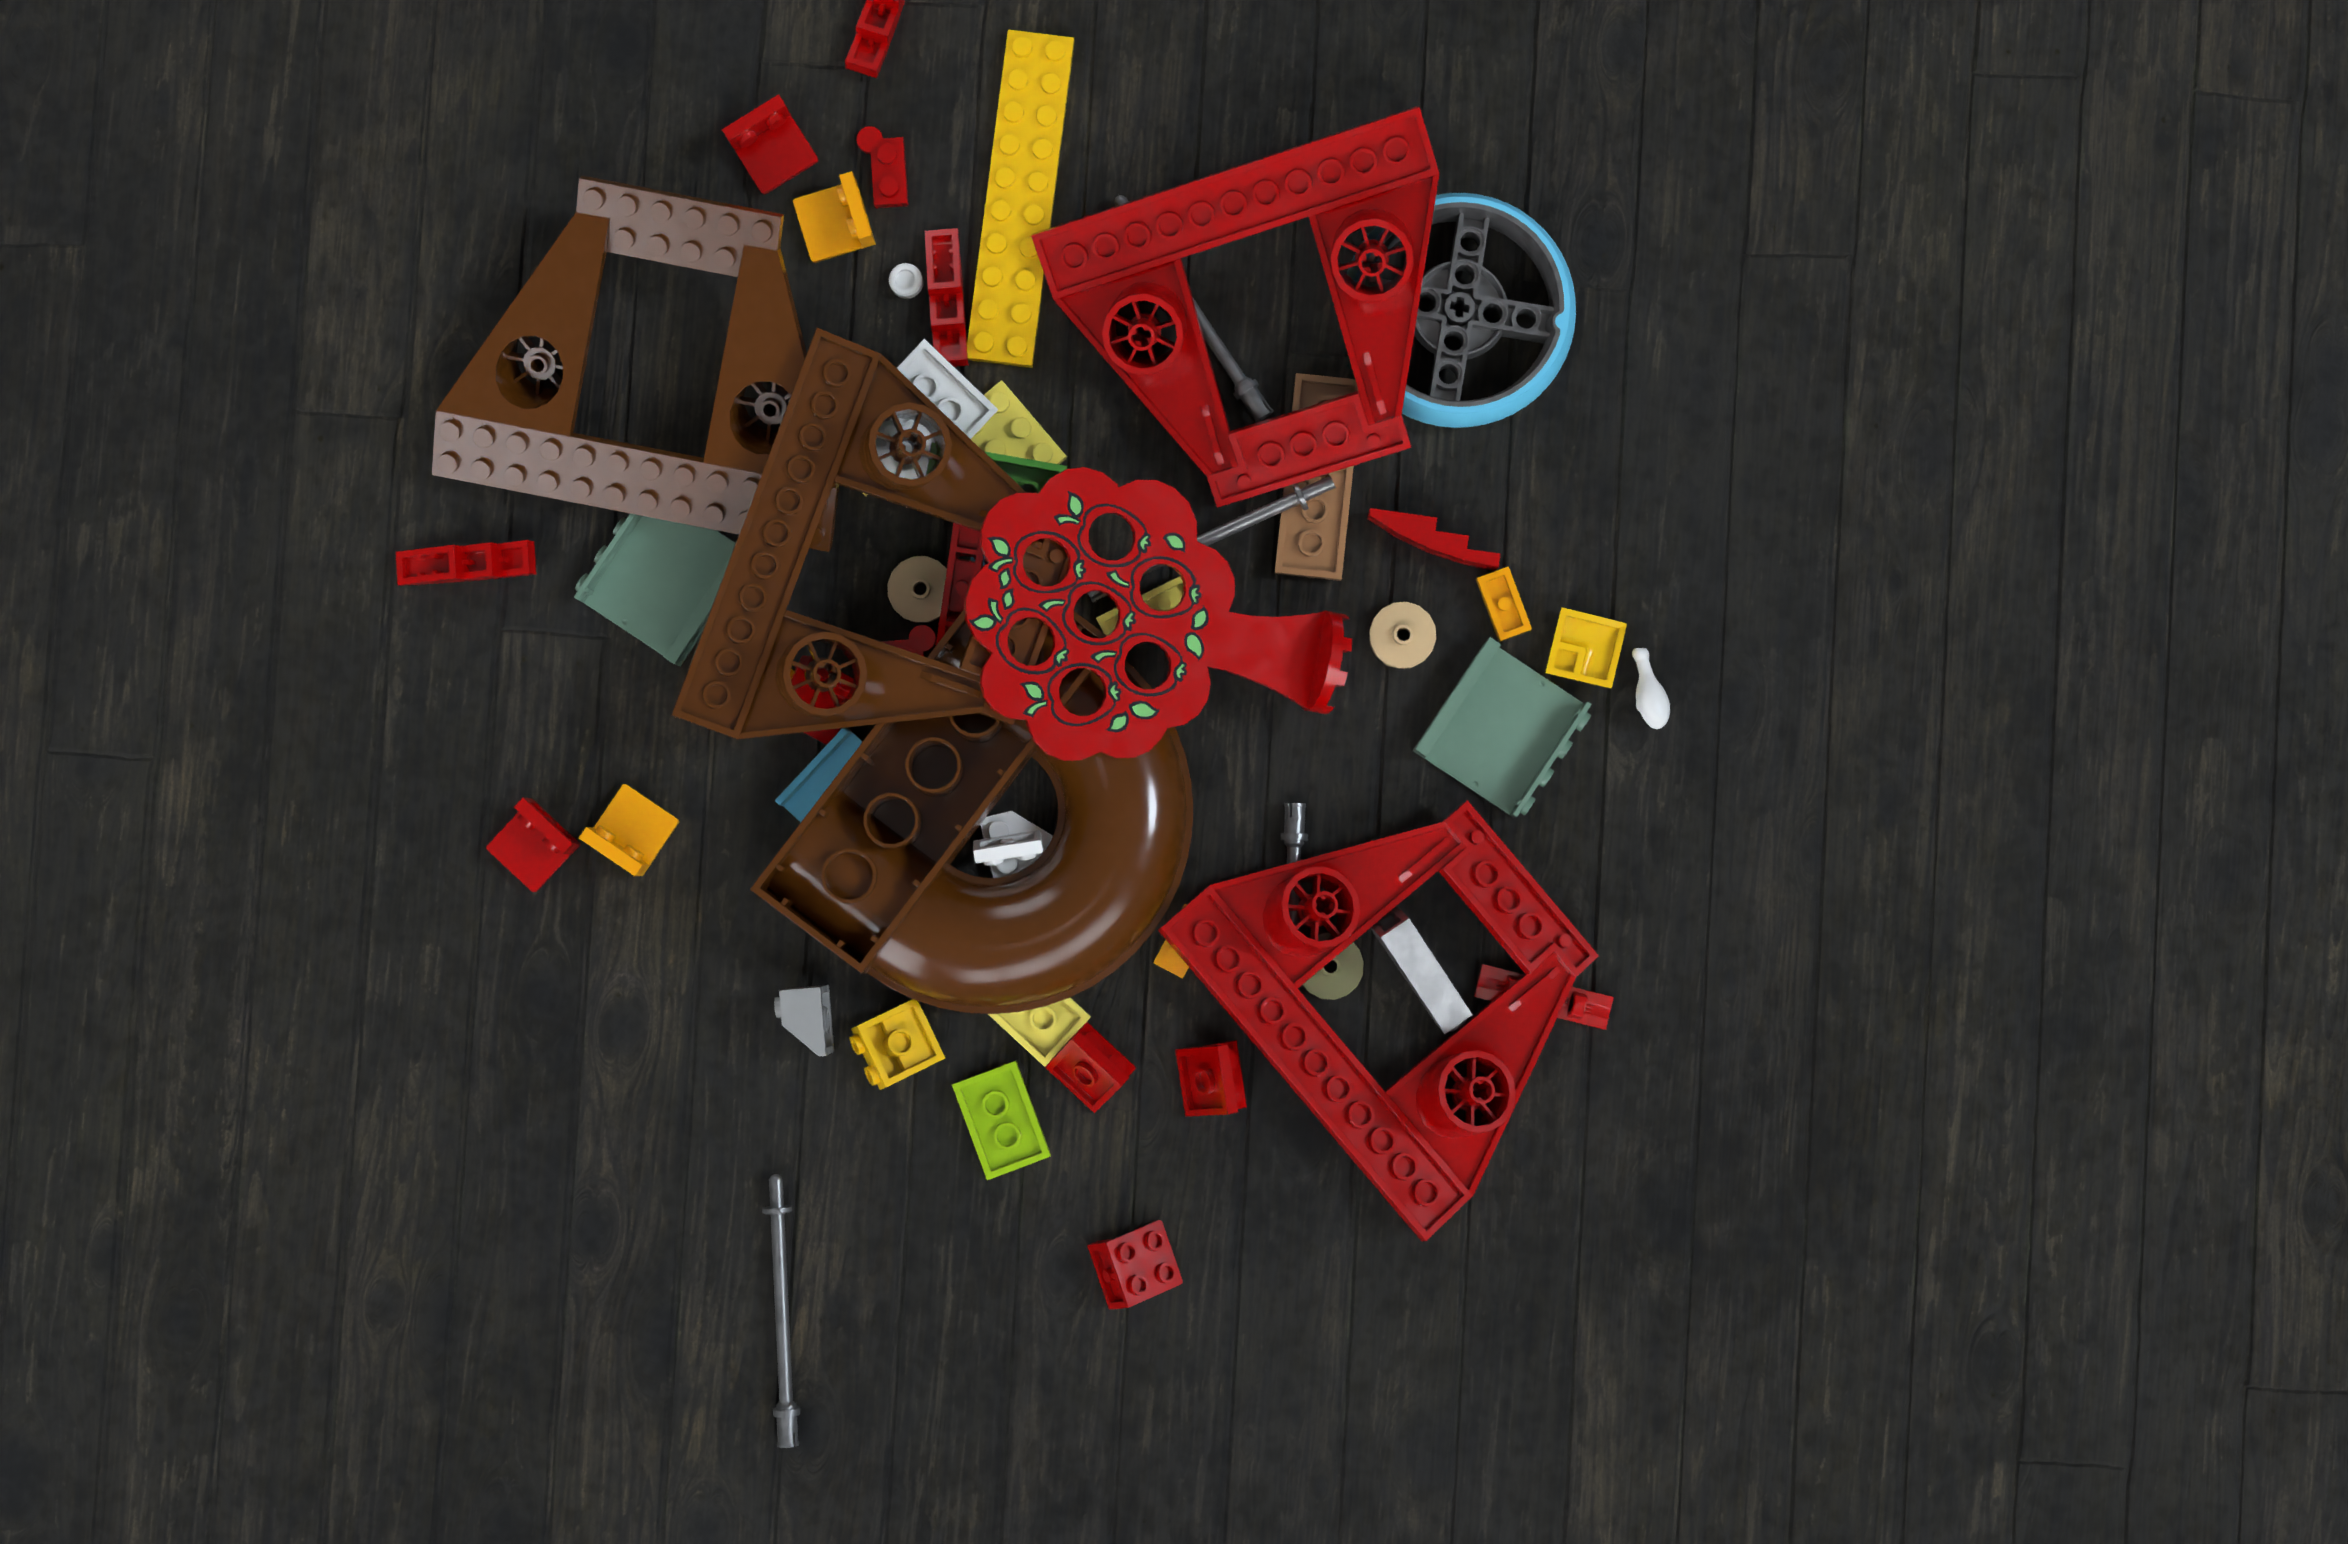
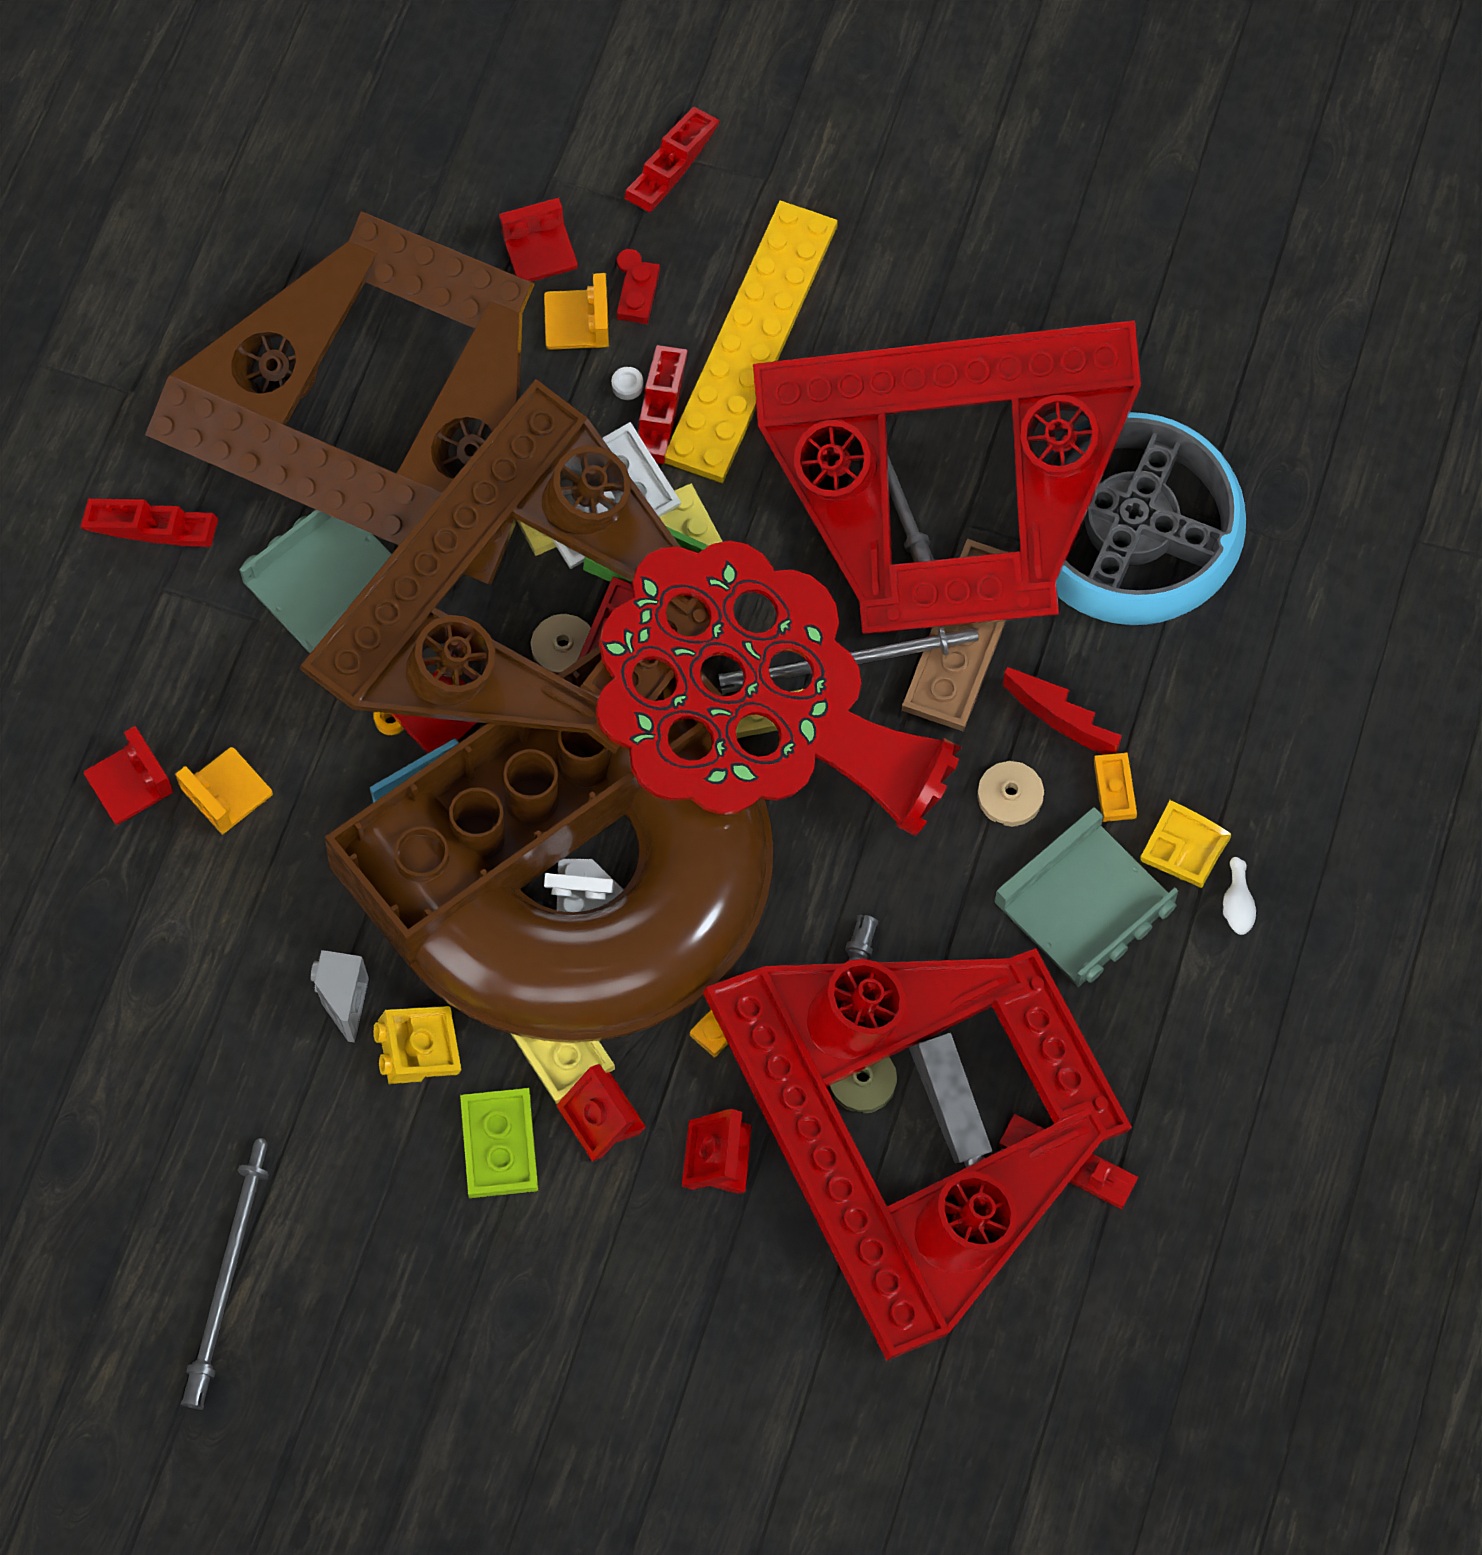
camera: 10 degrees right, 20 degrees down
(1135, 1265) = (591, 1315): red bracket -> none

